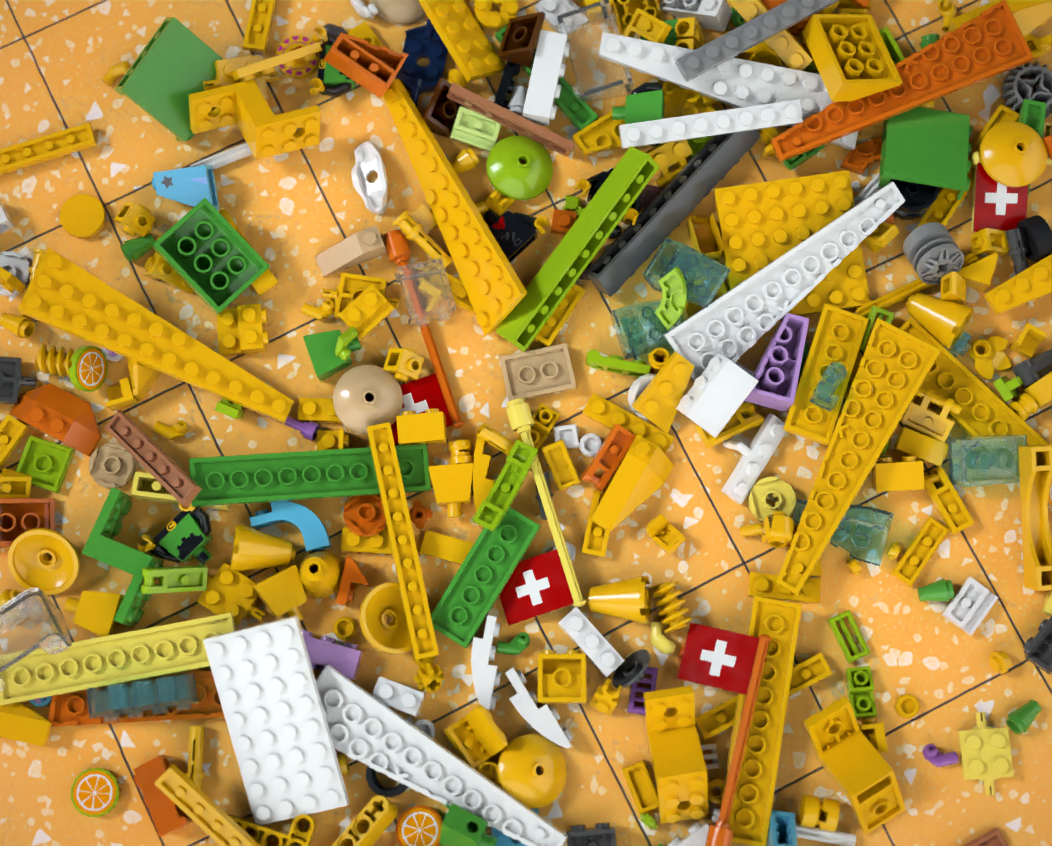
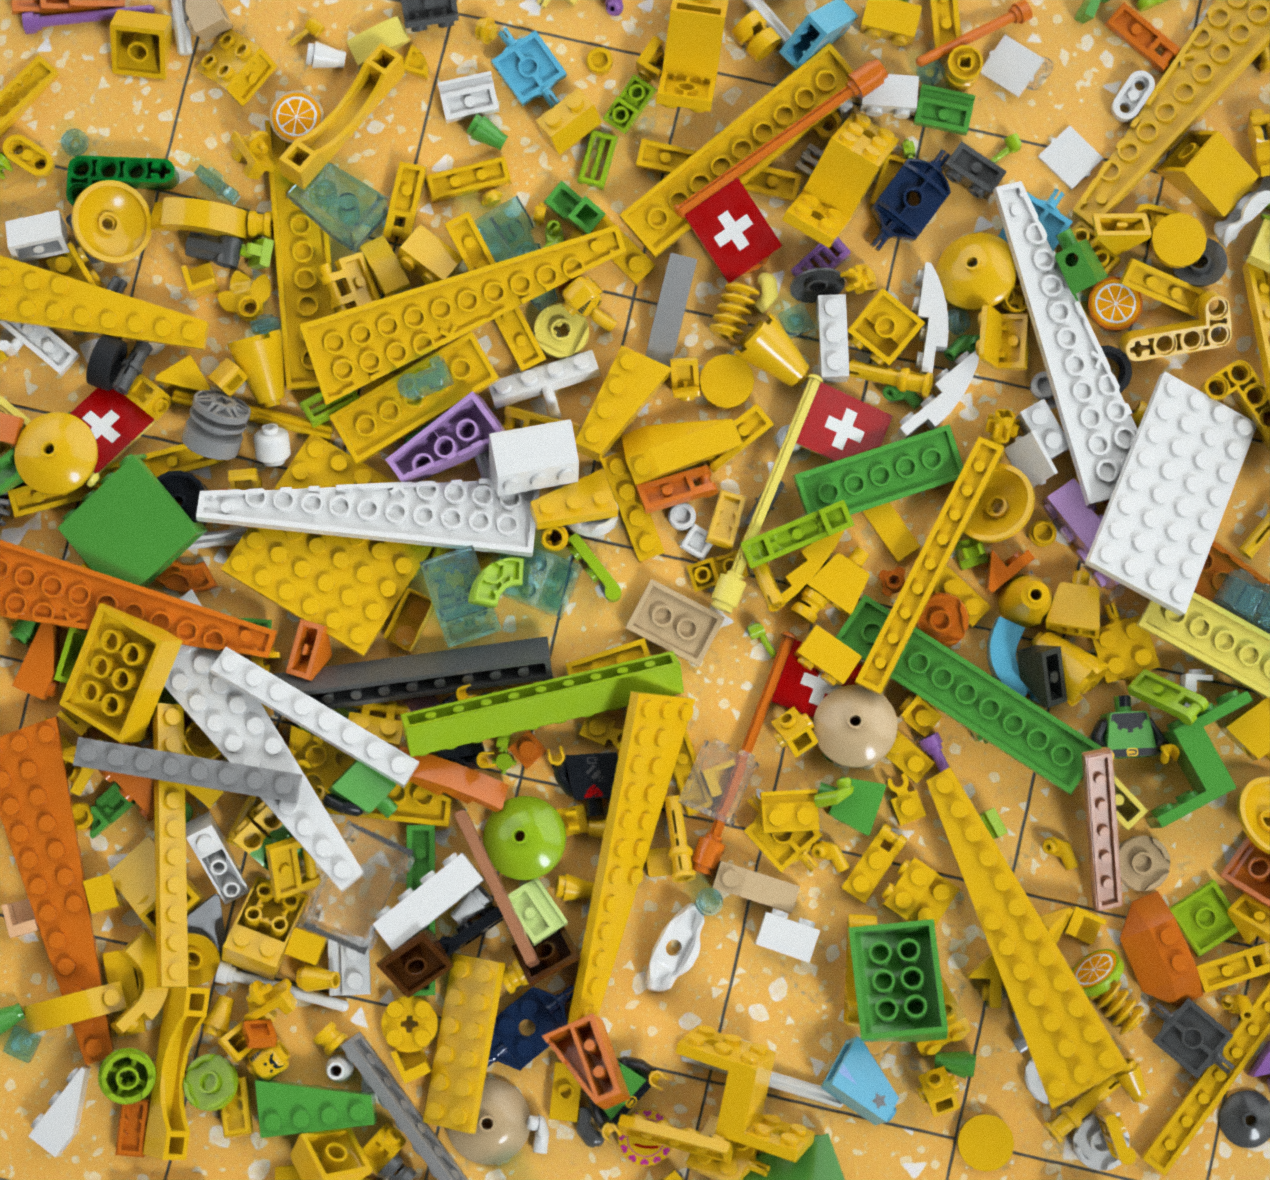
camera: 140 degrees left, 5 degrees up
(164, 311) = (992, 990): none -> yellow slope
(169, 606) = (1190, 680): none -> white bracket
(269, 527) = (1043, 673): none -> pearl dark grey slope
(287, 326) = (873, 864): none -> yellow plate
(296, 380) = (907, 804): none -> yellow plate
(306, 238) = (787, 936): none -> white brick
(372, 218) = (709, 901): none -> clear light blue plate
(382, 574) = (970, 553): none -> lime tile
(391, 668) = (1031, 458): none -> white piece
(481, 411) = (757, 631): none -> lime hand
(500, 713) = (961, 345): none -> bright green arm
(517, 726) = (958, 321): none -> clear light blue plate
(521, 651) = (902, 379): none -> yellow pin
(528, 269) = (600, 729): none -> yellow plate
(588, 164) = (458, 781): none -> orange slope
(620, 764) = (893, 213): none -> dark blue plate
(625, 635) = (796, 320): none -> clear light blue plate
(636, 556) = (726, 381): none -> yellow tile
(695, 485) = (623, 395): none -> yellow wedge
(713, 571) = (671, 308): none -> light grey slope
(748, 166) = (309, 651): none -> orange slope
(831, 559) = (553, 233): none -> lime arm
(834, 588) = (573, 209): none -> bright green slope
(868, 497) = (511, 324): none -> yellow plate
(887, 273) = (272, 445): none -> white head
(890, 643) = (568, 121): none -> yellow brick
(903, 29) = (40, 664): none -> orange slope
(948, 659) = (528, 68): none -> medium azure plate
(1023, 601) = (416, 63): none -> yellow tile

